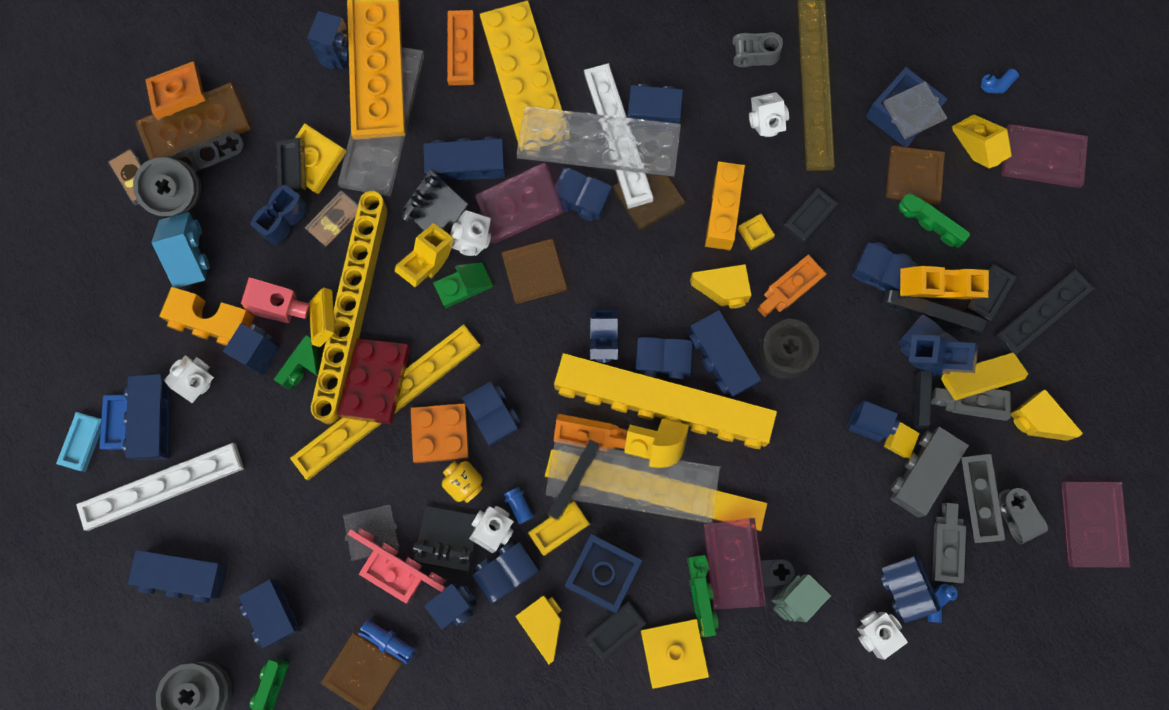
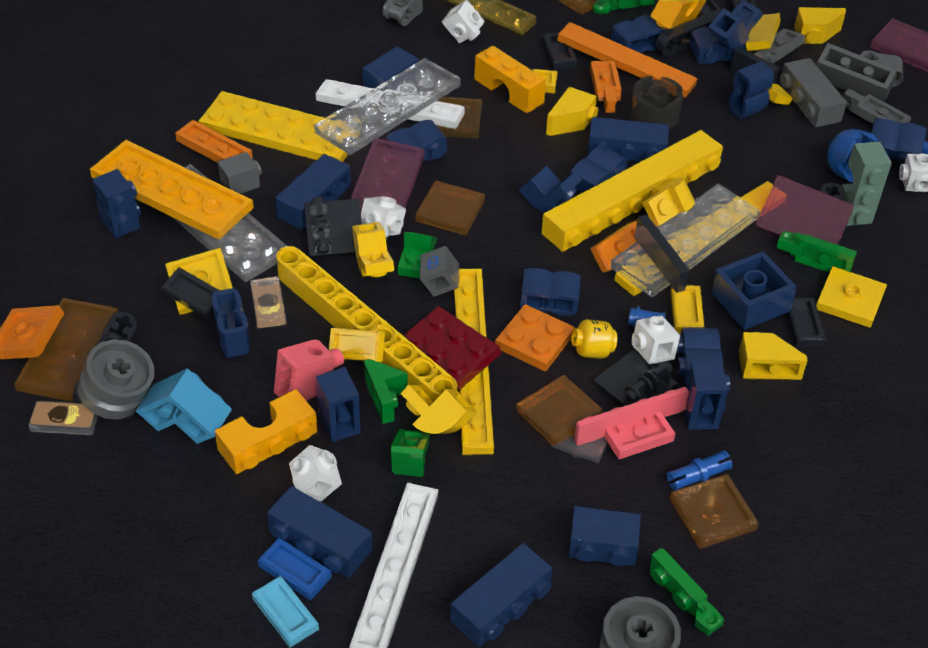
camera: 60 degrees left, 30 degrees down
(256, 424) = (409, 452): none -> green slope
(295, 421) = (440, 416): none -> yellow brick
(373, 502) = (557, 409): none -> clear orange tile
(441, 92) = (239, 173): none -> dark grey brick
(446, 317) = (439, 271): none -> dark grey brick
(840, 282) = (624, 57): none -> orange tile
(856, 556) = (841, 149): none -> blue cylinder

